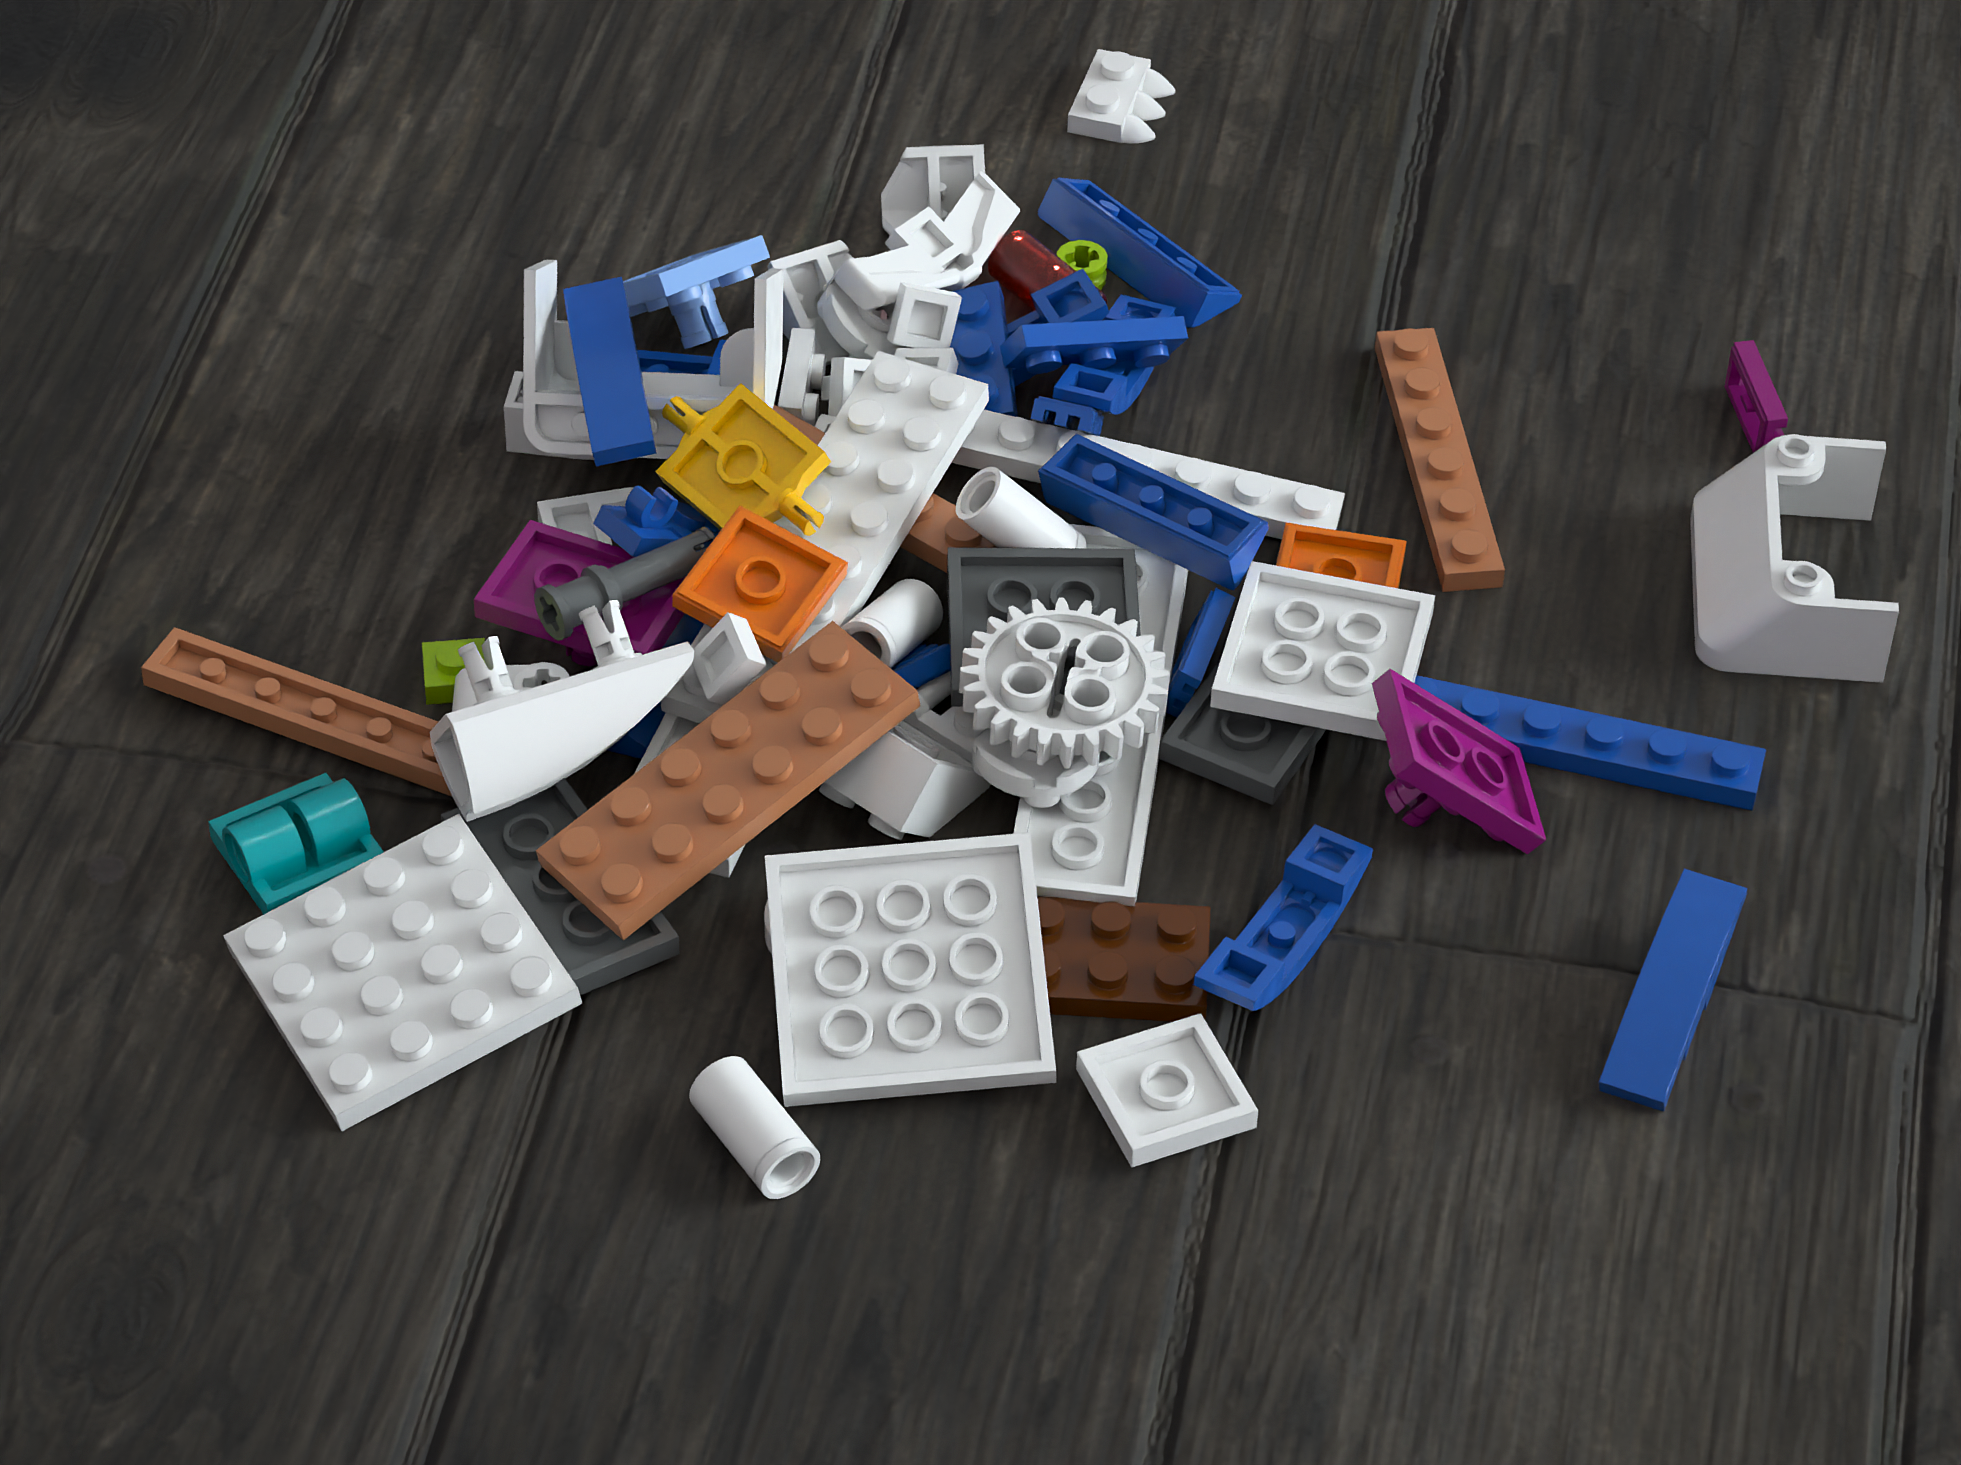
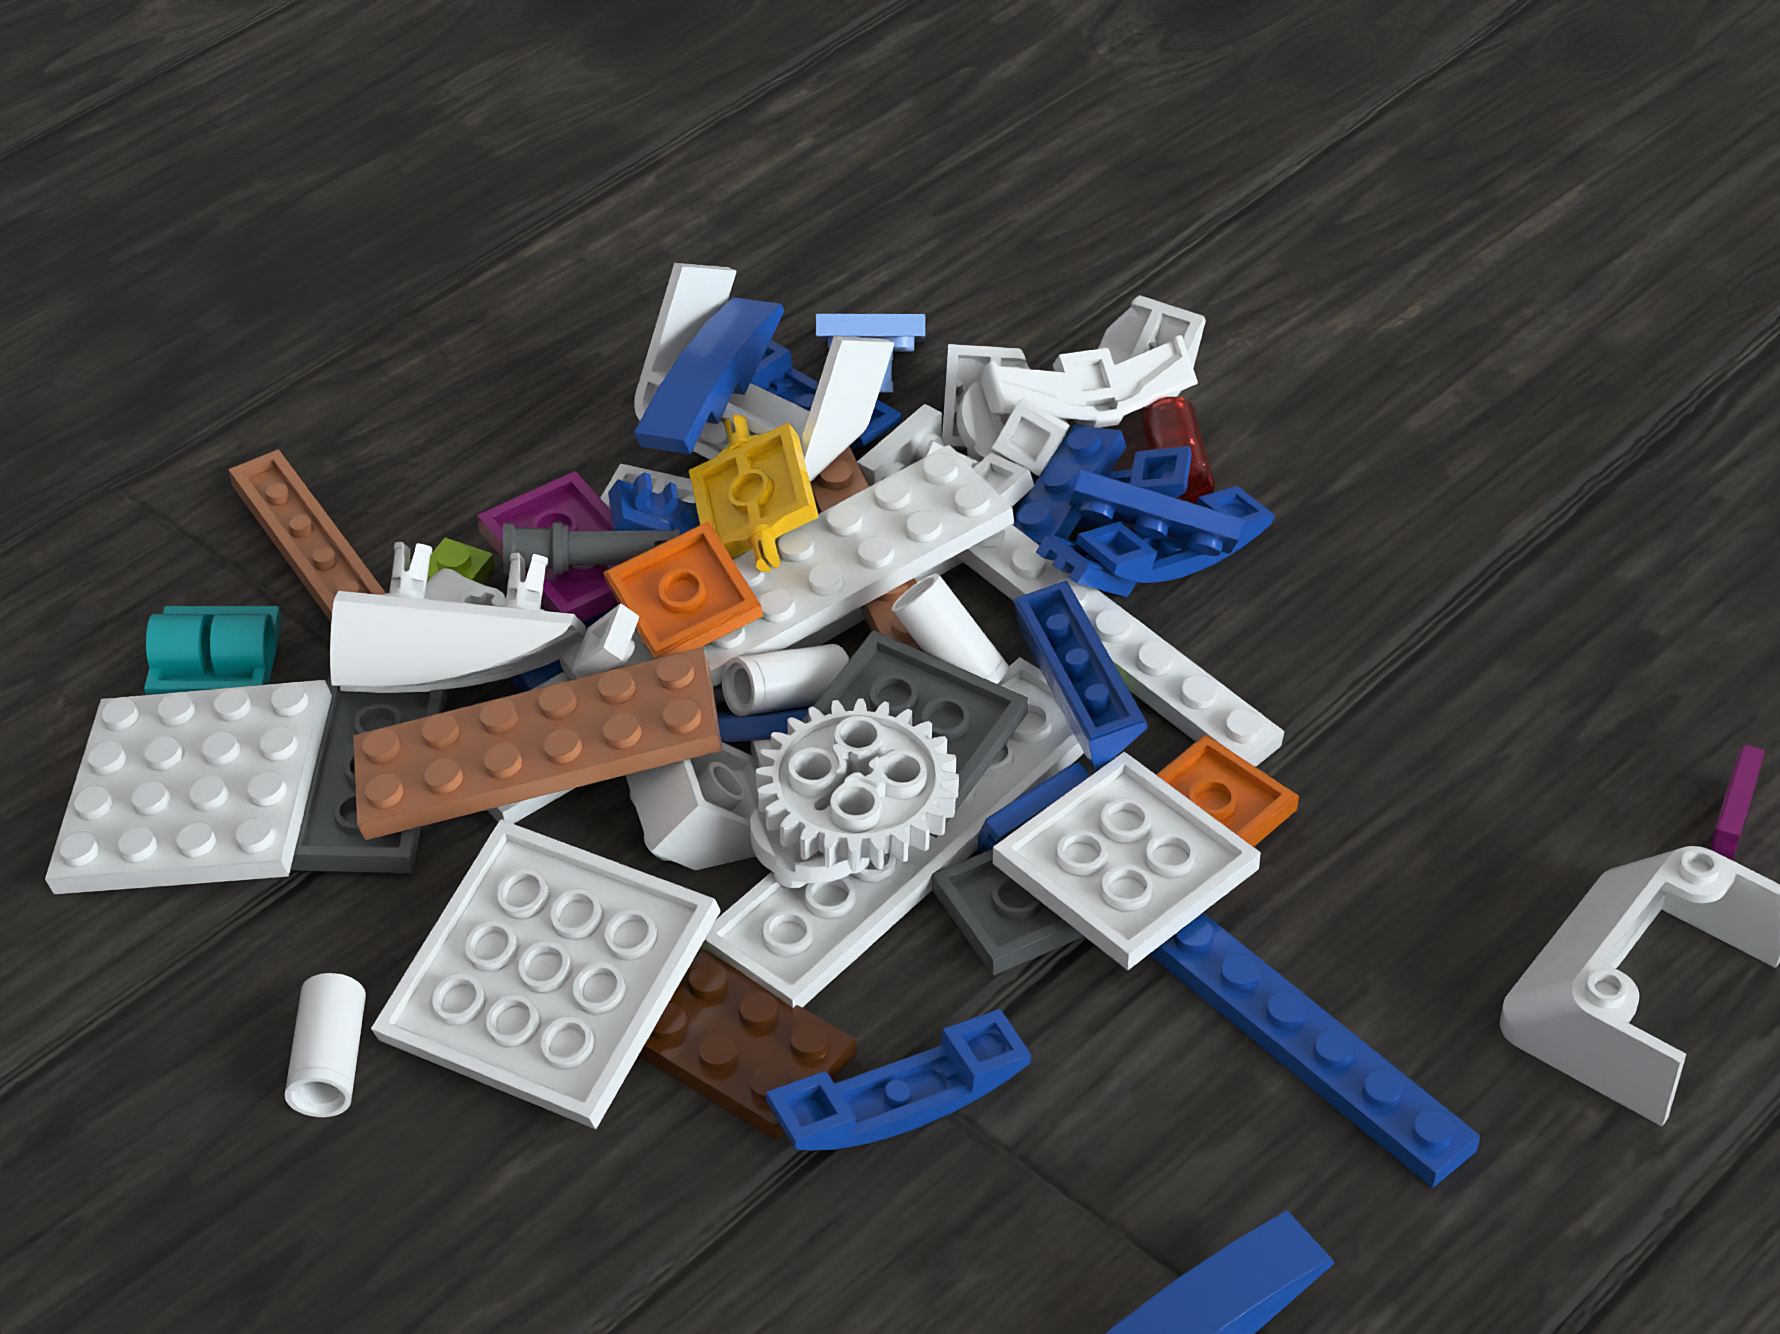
camera: 35 degrees right, 0 degrees up
(1088, 256) = (1237, 447): lime bush -> none
(1118, 99) = (1379, 323): white plate -> none
(1137, 251) = (1288, 457): blue slope -> none
(1166, 1090) = (677, 1183): white plate -> none
(1439, 460) = (1399, 741): nougat plate -> none
(1453, 765) = (1153, 1012): magenta plate -> none

